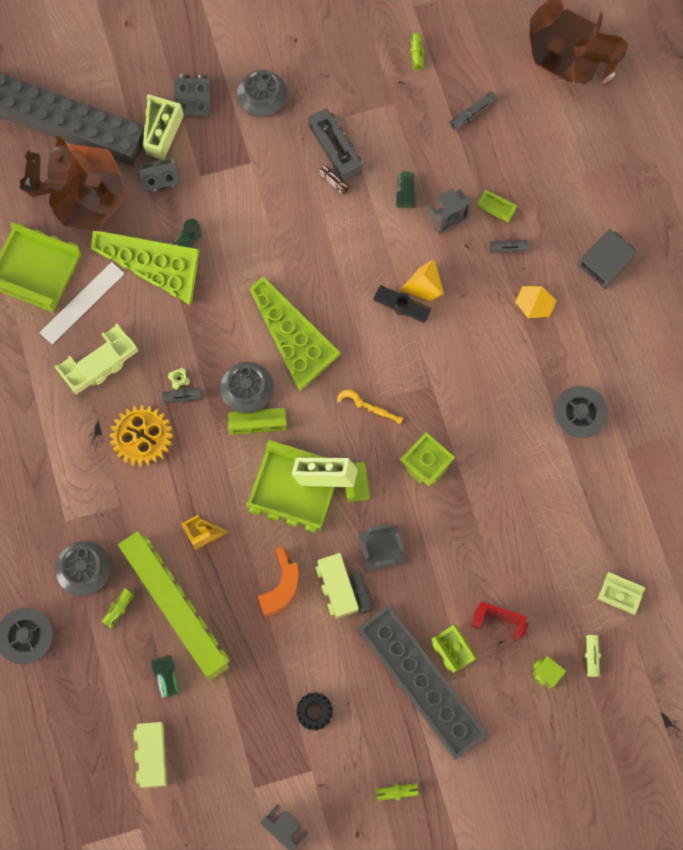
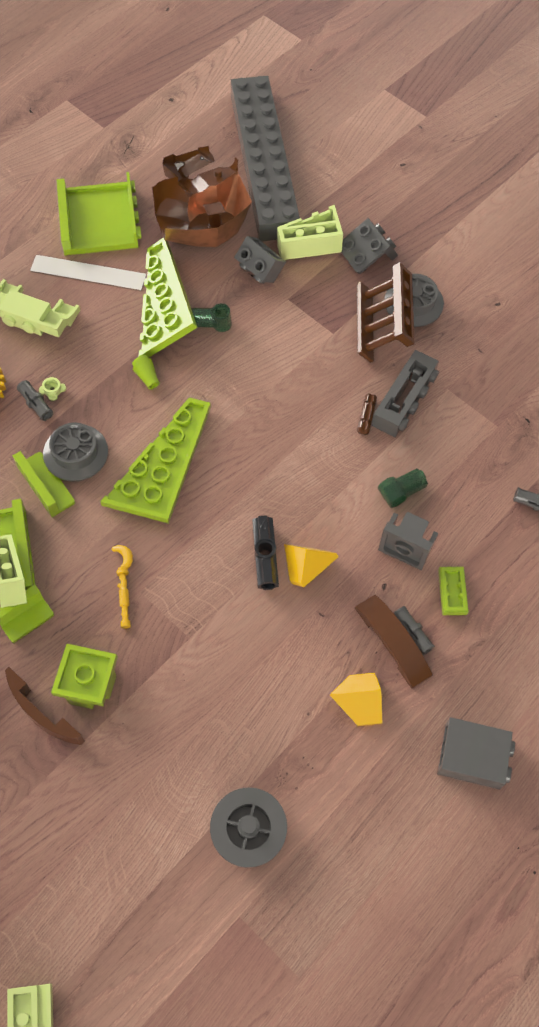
camera: 60 degrees right, 10 degrees down
(206, 306) = (145, 371): none -> lime cone
(279, 107) = (401, 317): none -> reddish brown fence
(408, 508) = (61, 730): none -> reddish brown slope
(507, 259) = (396, 640): none -> reddish brown slope

